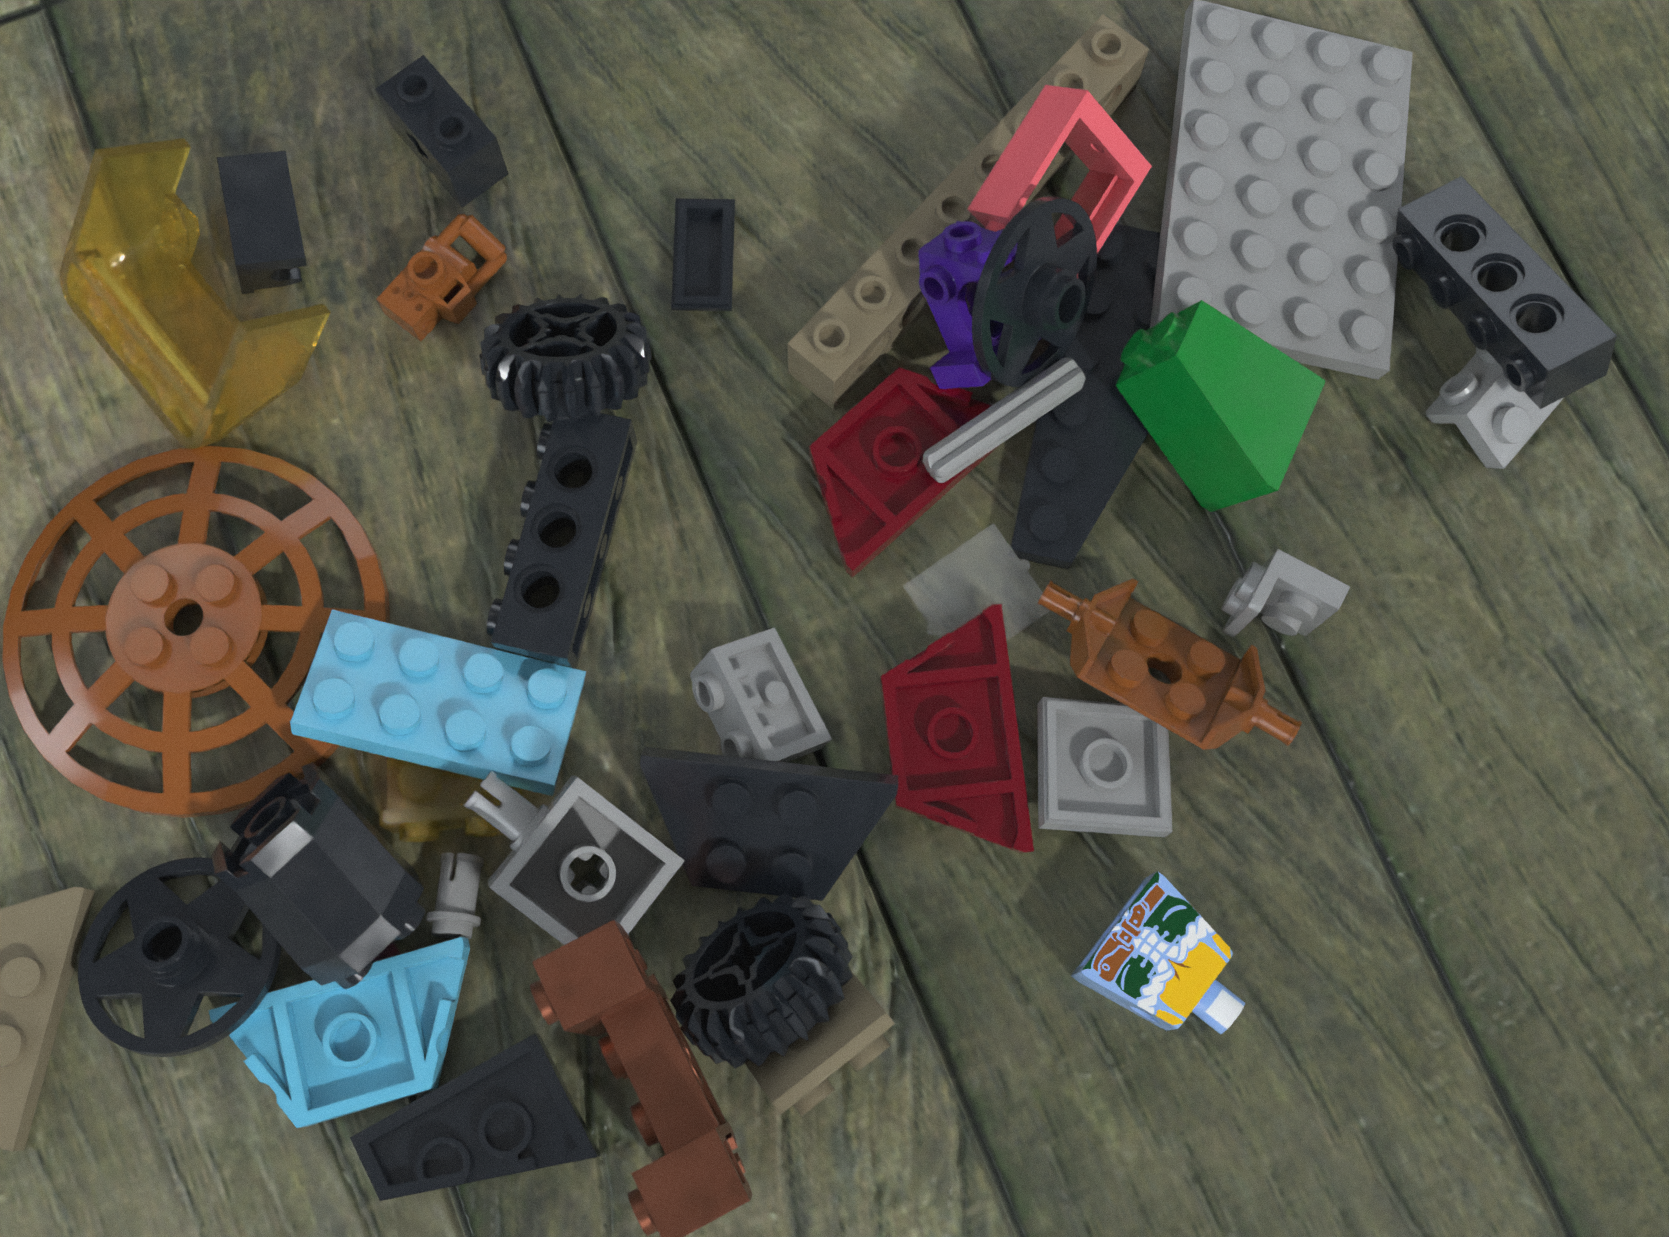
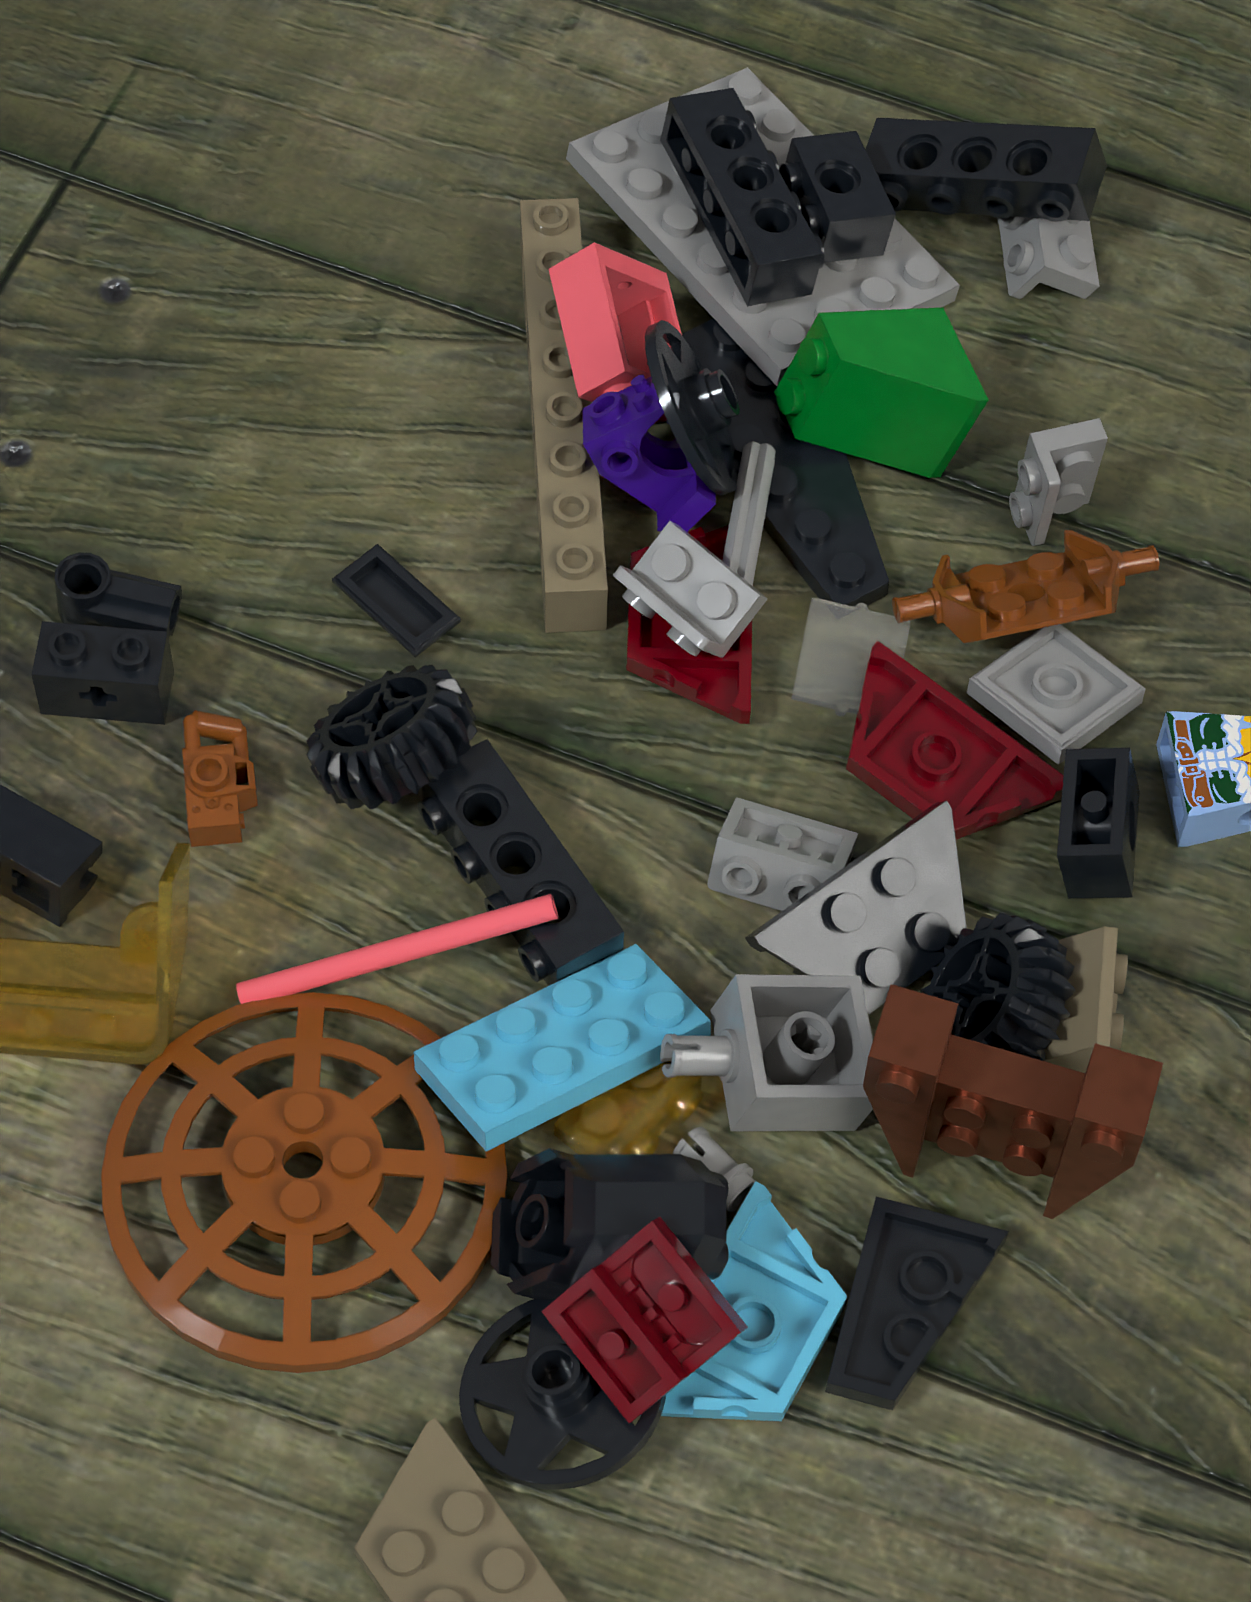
camera: 45 degrees left, 15 degrees down
(243, 974) = (644, 1319): none -> dark red slope
(413, 525) = (399, 950): none -> coral piece
(511, 83) = (115, 598): none -> black piece
(892, 439) = (691, 591): none -> light grey bracket
(1009, 907) = (1098, 823): none -> black brick
(1272, 152) = (742, 197): none -> black brick
(1352, 215) = (839, 194): none -> black brick

